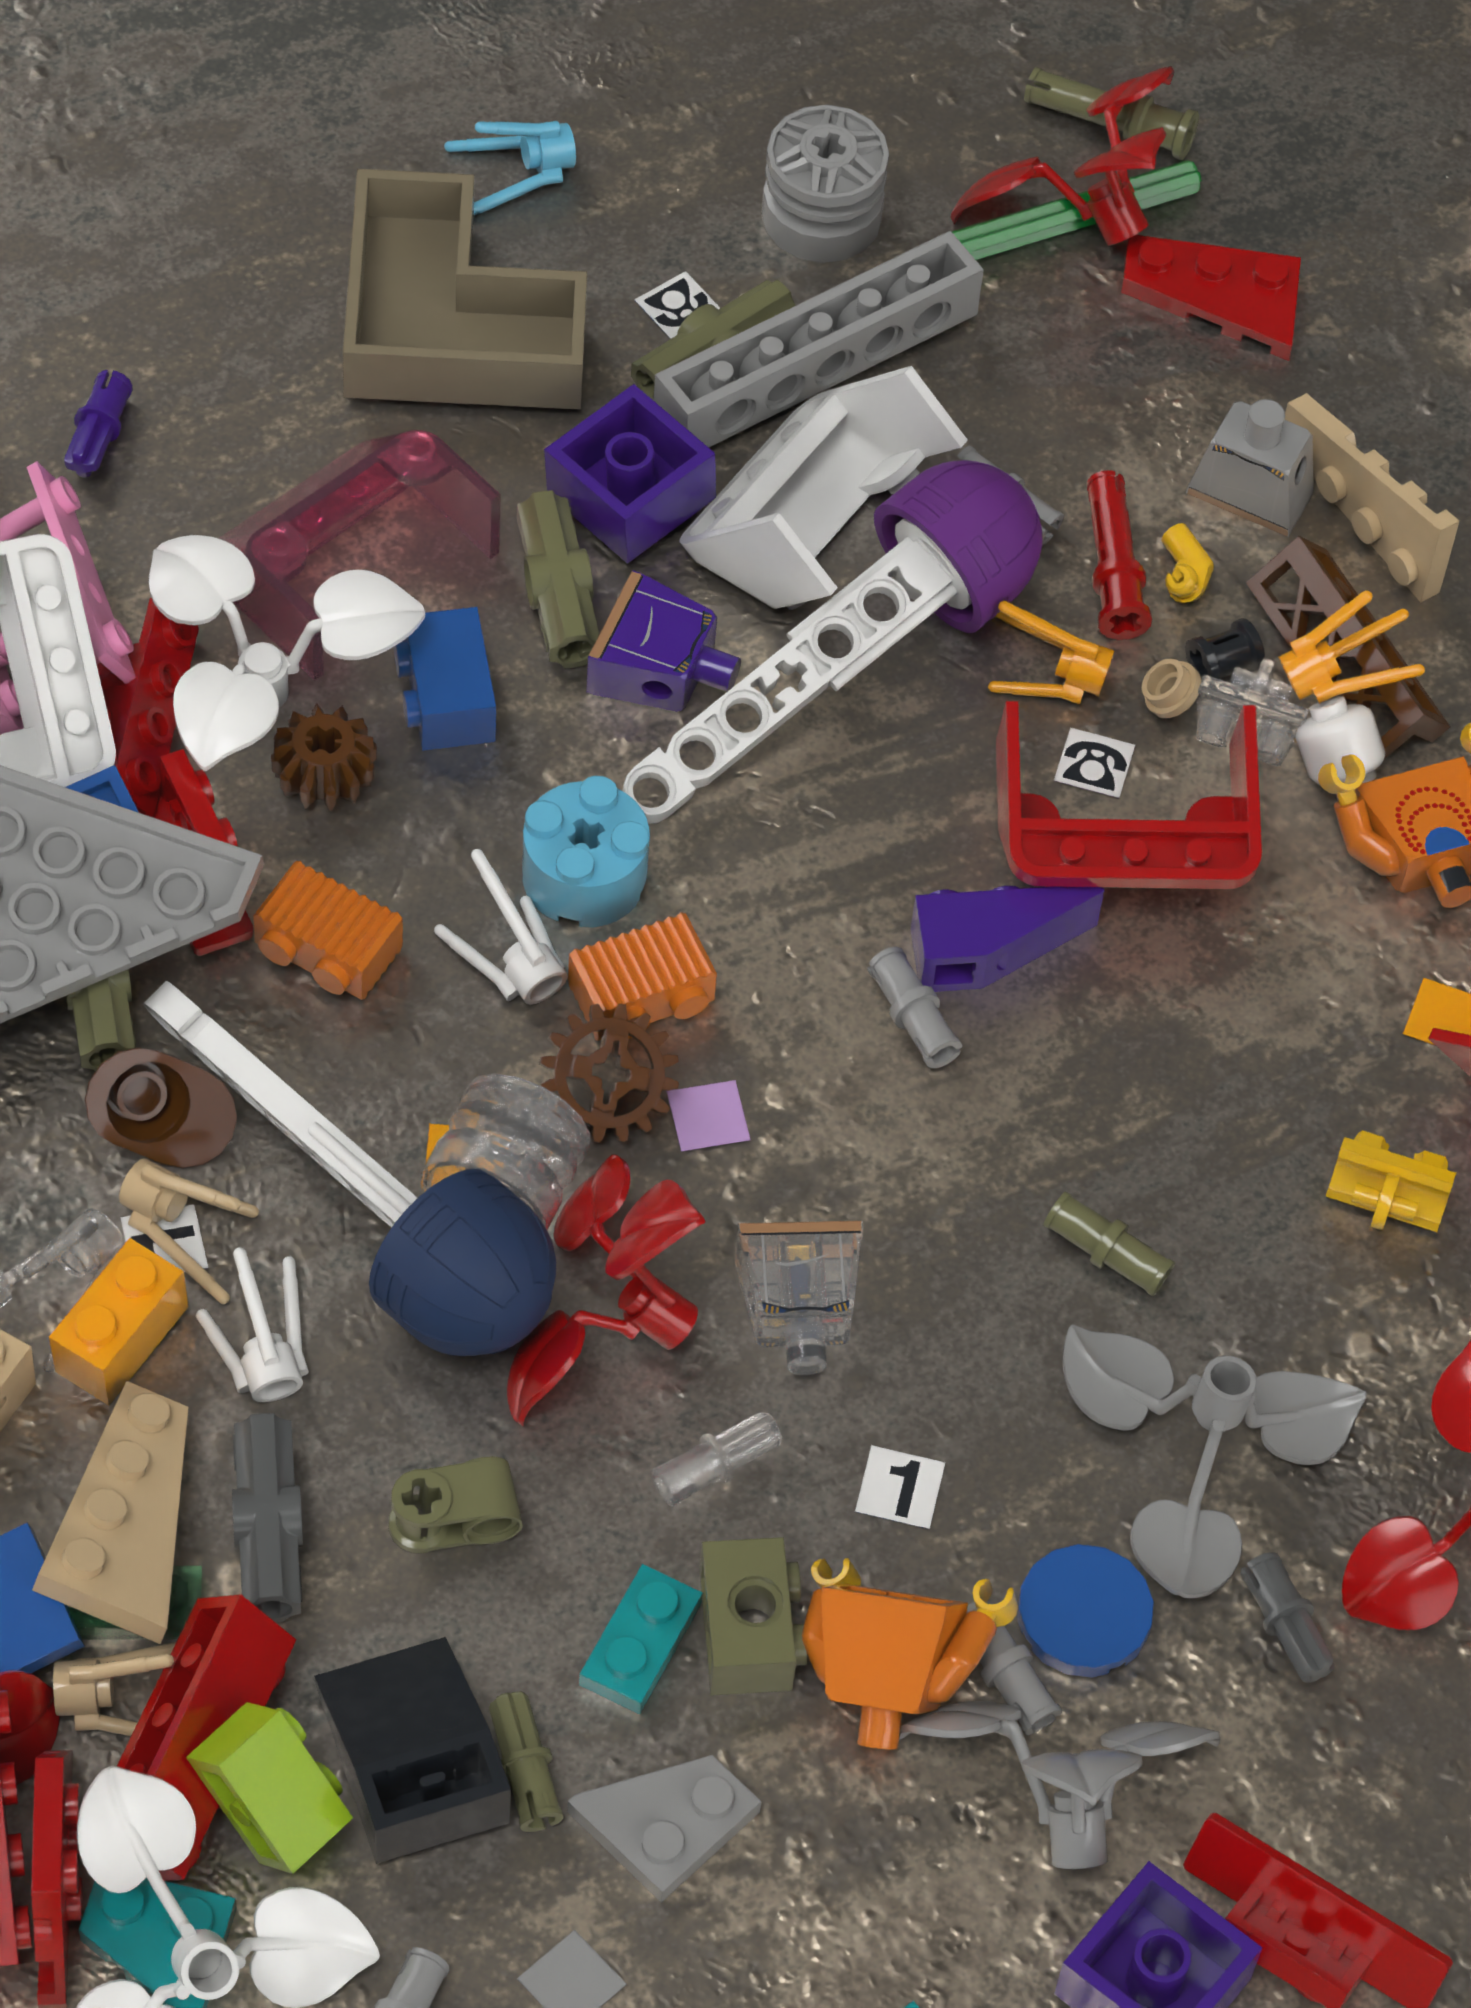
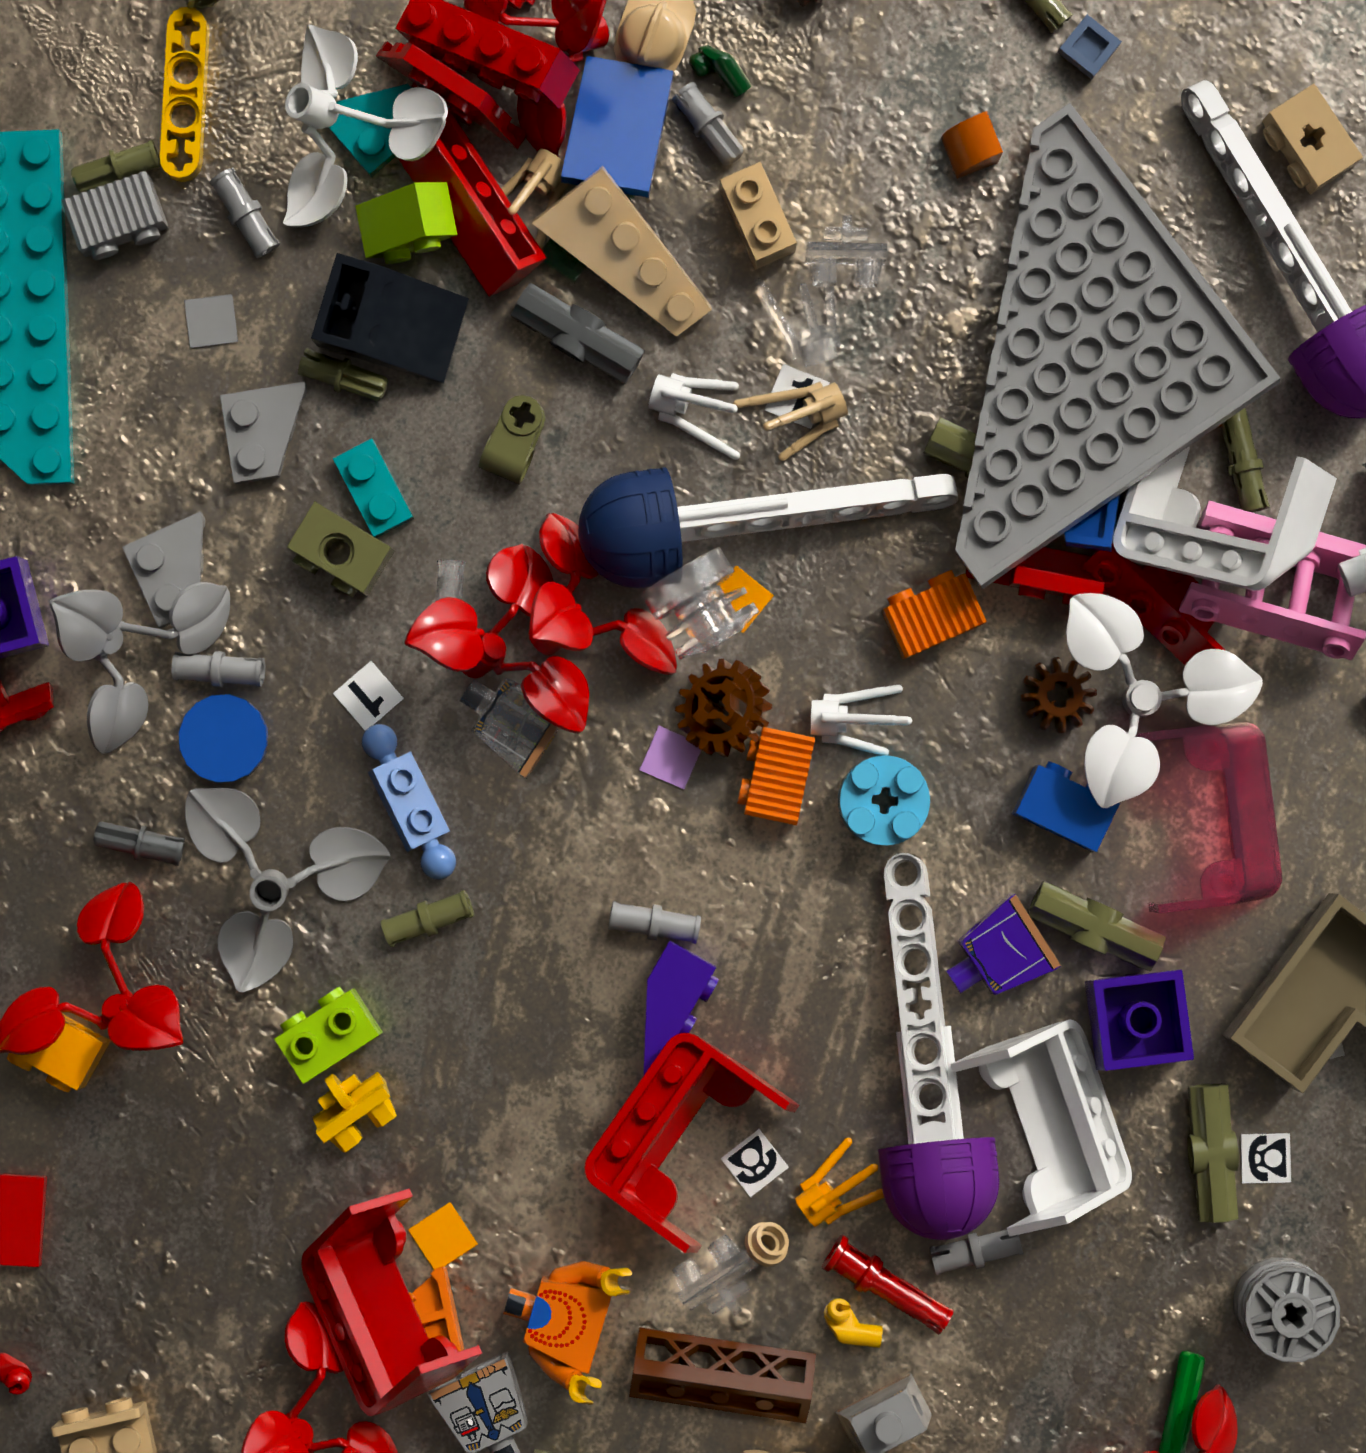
camera: 135 degrees right, 30 degrees up
(119, 1321) = (750, 328): light orange brick -> none
(160, 1107) = (877, 438): reddish brown piece -> none
(752, 1358) = (451, 639): none -> red plant
(822, 340) = (1161, 1212): light grey brick -> none
(894, 1647) = (260, 605): orange torso -> none
(926, 1811) = (168, 563): none -> light grey wing
(990, 1350) = (408, 801): none -> medium blue plate
(1225, 651) = (769, 1296): black bush -> none
(1313, 665) = (705, 1329): light orange plant -> none
(1331, 1260) = (328, 1034): none -> lime brick
(1338, 732) = (651, 1310): white head -> none

